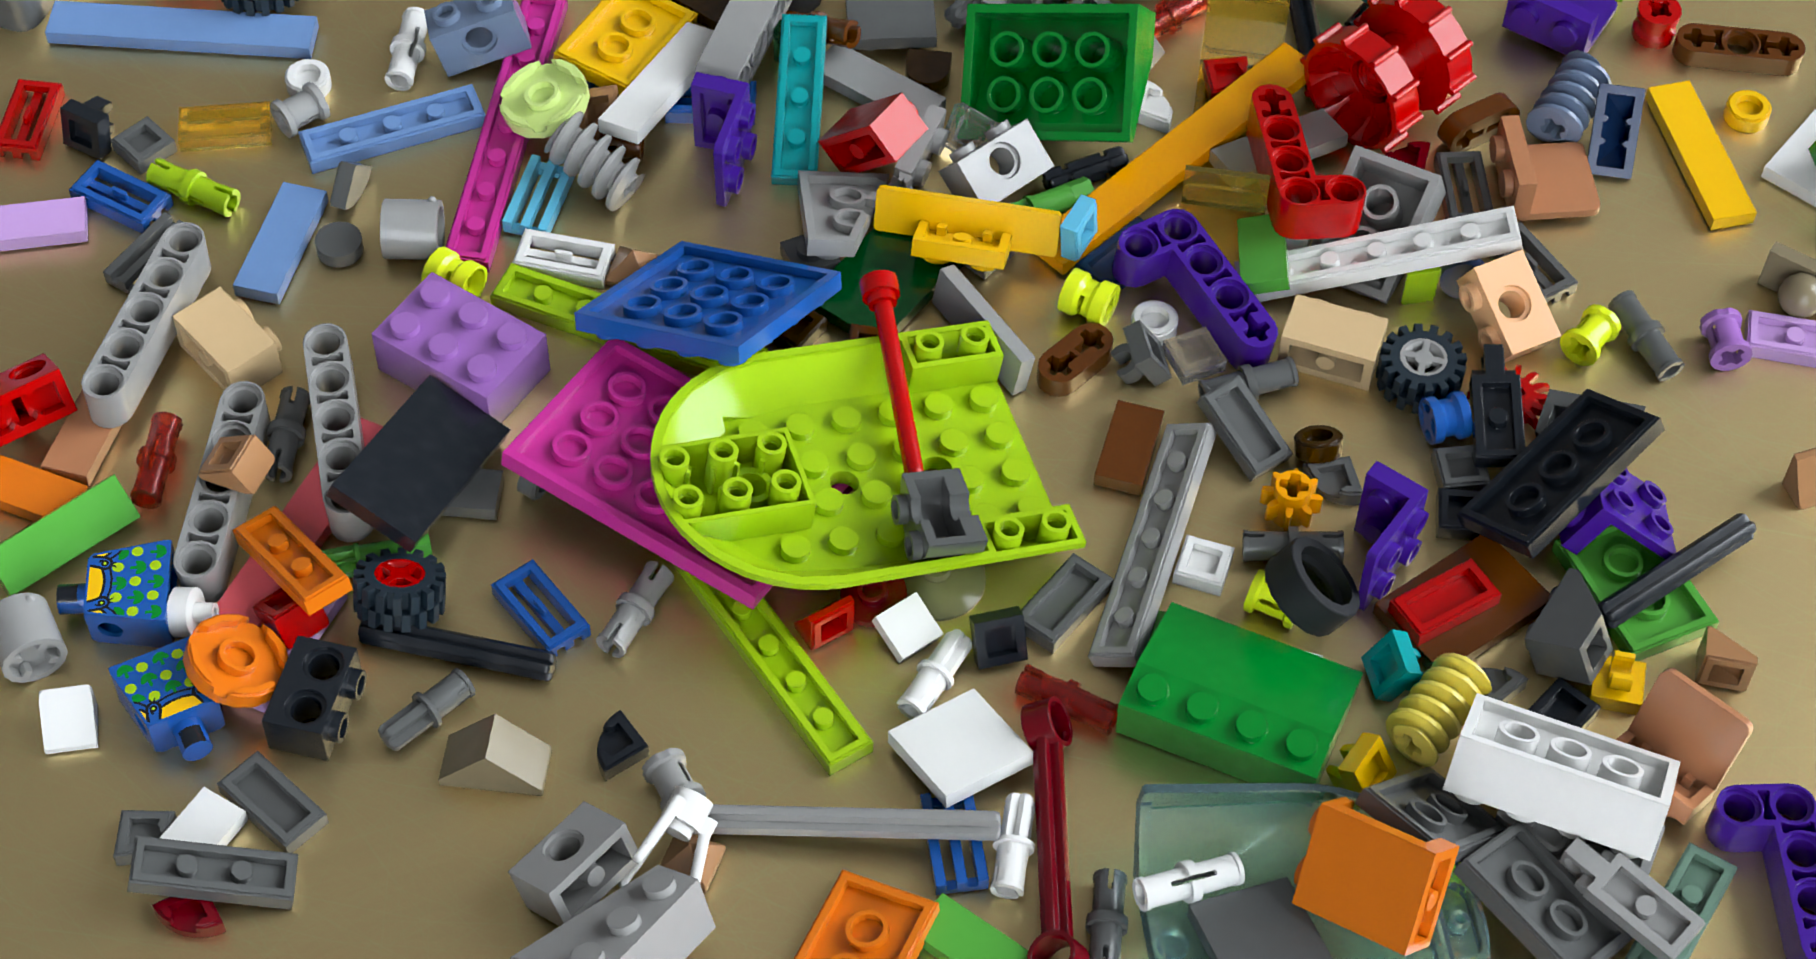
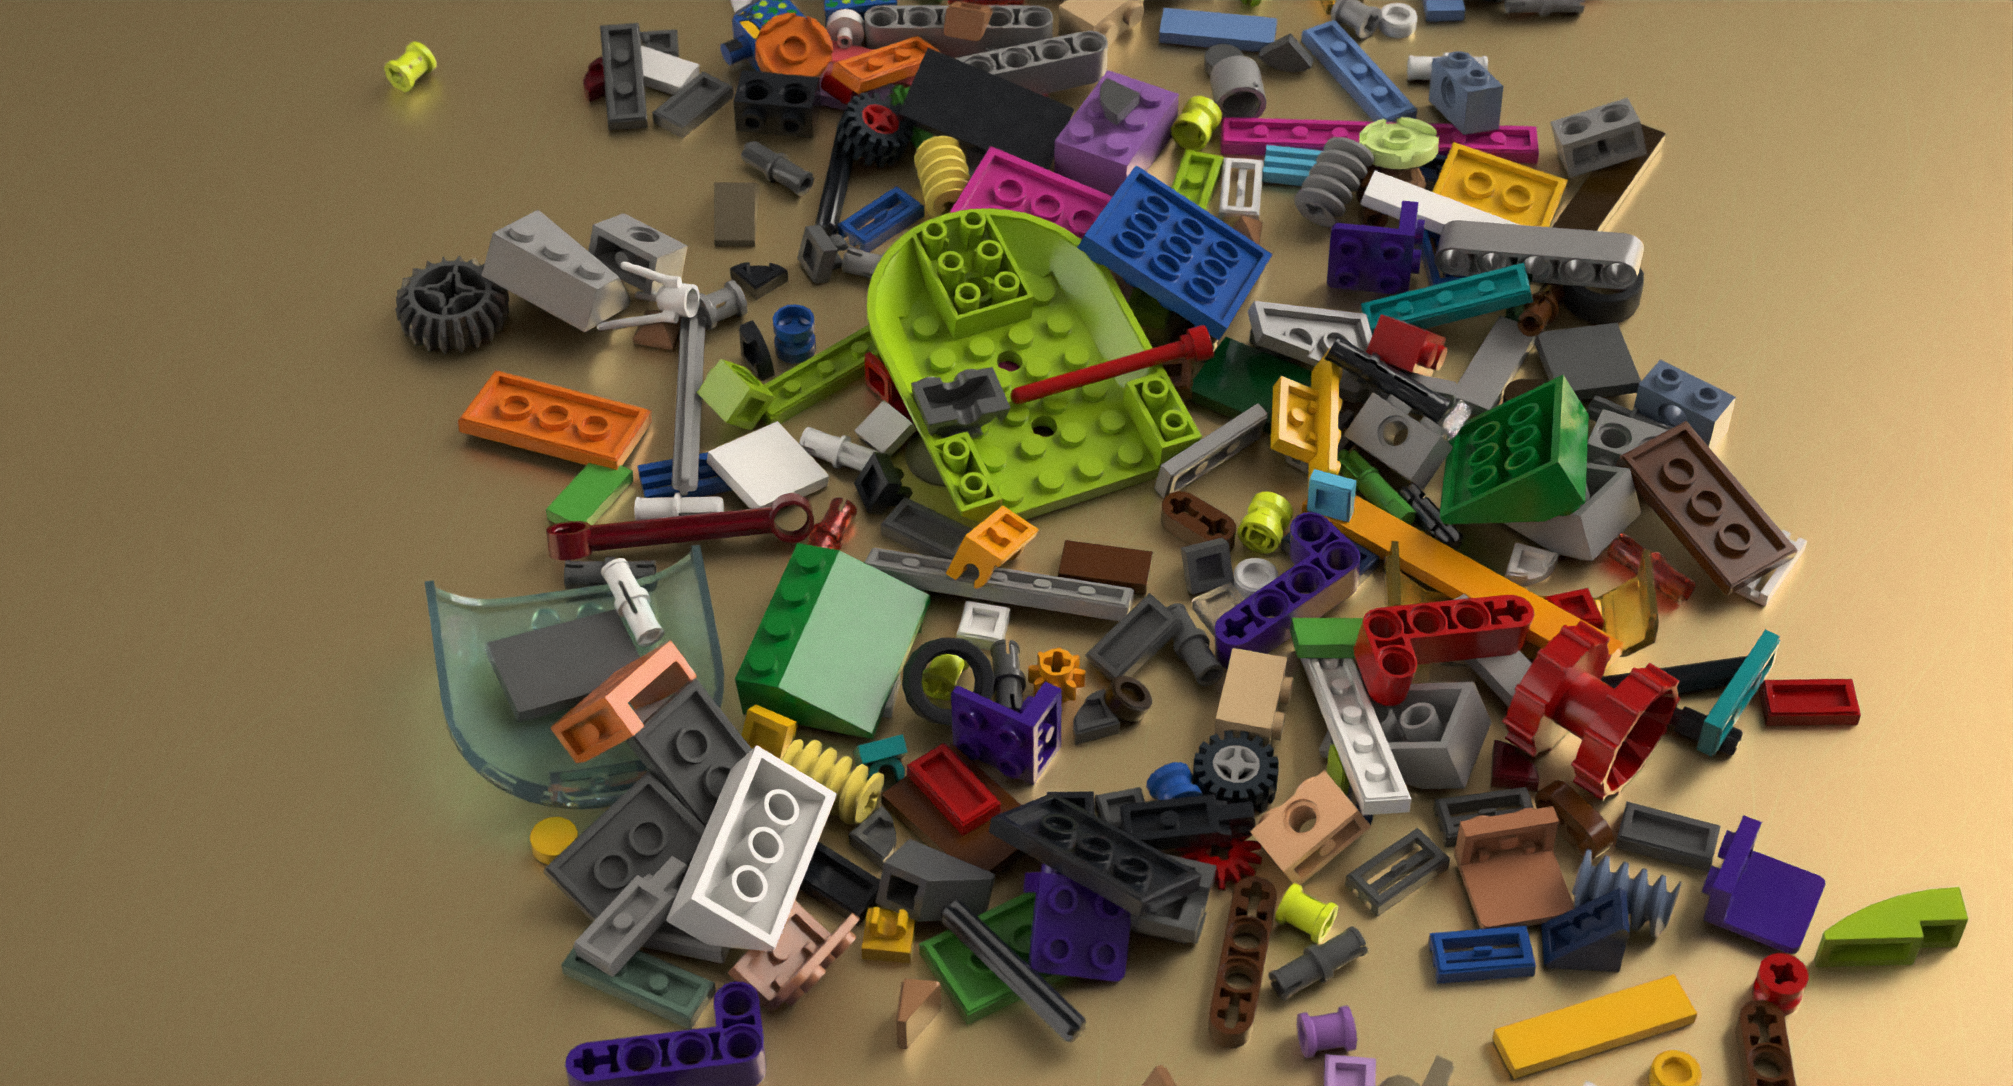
camera: 85 degrees right, 5 degrees down
(450, 320) = (1117, 100): none -> dark grey tile
(506, 527) = (941, 173): none -> light yellow piece
(605, 669) = (819, 253): none -> dark grey tile
(740, 705) = (794, 333): none -> blue wheel
(759, 750) = (755, 351): none -> black tile
(844, 767) = (735, 394): none -> lime brick
(921, 159) = (1387, 379): none -> black pin
(1127, 529) = (992, 544): none -> light orange hinge
(1492, 63) = (1667, 836): none -> dark grey tile
(1624, 246) = (1483, 960): none -> blue tile
(1642, 387) = (1242, 960): none -> reddish brown beam

